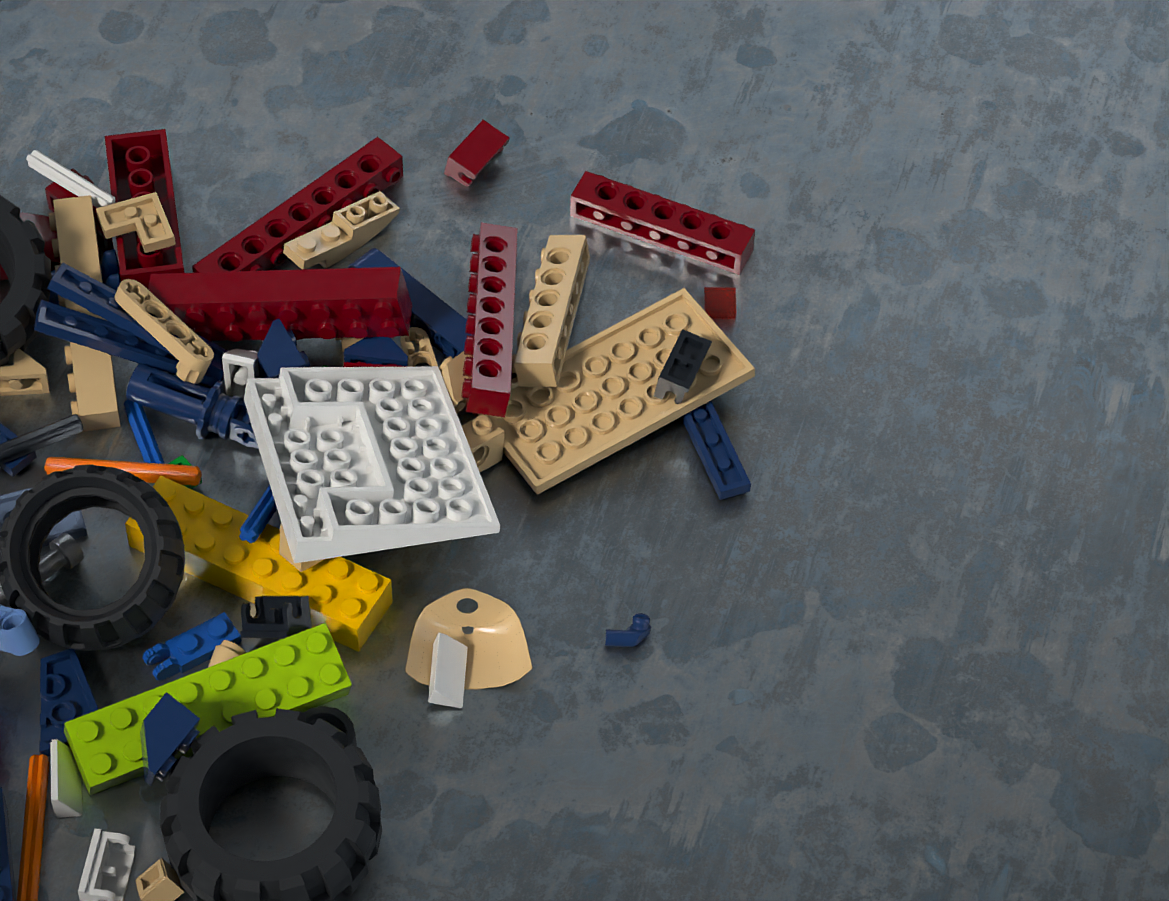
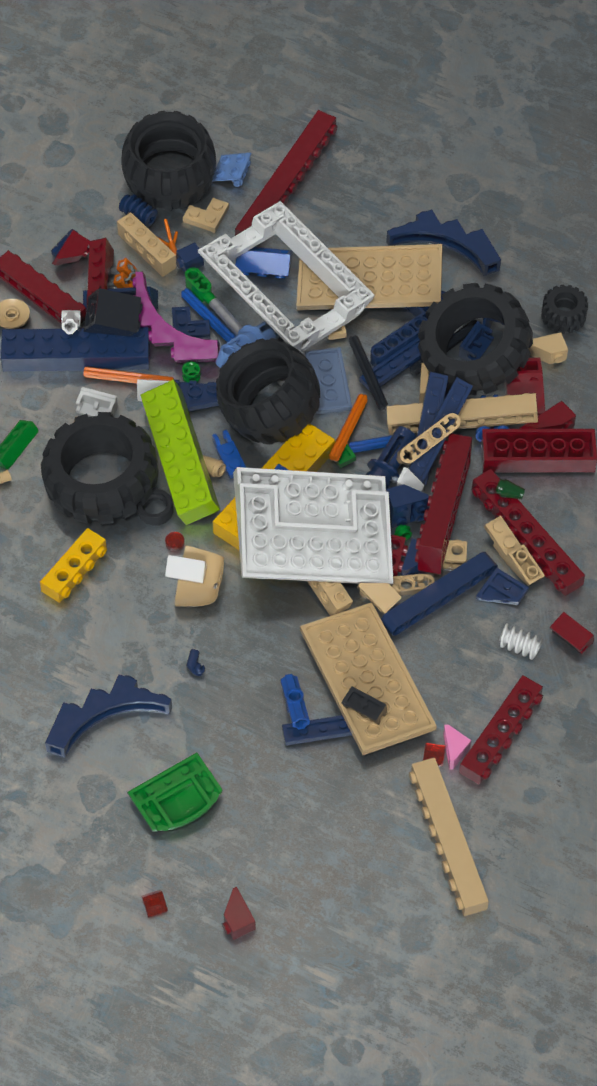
camera: 100 degrees right, 5 degrees up
(16, 720) = (187, 371): none -> green wheel
(68, 179) = (559, 410): white axle -> none
(141, 215) = (520, 439): tan plate -> none
(163, 734) = (147, 415): dark blue slope -> none
(238, 231) = (509, 490): none -> dark green cone
(276, 616) = (222, 486): black hinge -> none
(388, 702) = (174, 541): none -> clear red tile
(410, 243) = (502, 589): none -> dark blue wing
(479, 859) = (63, 569): none -> yellow brick
(491, 320) = (414, 617): dark red brick -> none
(507, 203) = (520, 642): none -> white piece
(551, 311) = (430, 651): tan brick -> none
(693, 468) = (295, 701): none -> blue piece
(707, 270) = (456, 745): none -> bright pink slope
(782, 785) = (99, 705): none -> dark blue arch
(854, 267) = (449, 837): none -> tan brick
(884, 613) = (176, 794): none -> green slope
(1062, 507) = (237, 916): none -> dark red slope
(1069, 625) = (154, 903): none -> clear red slope

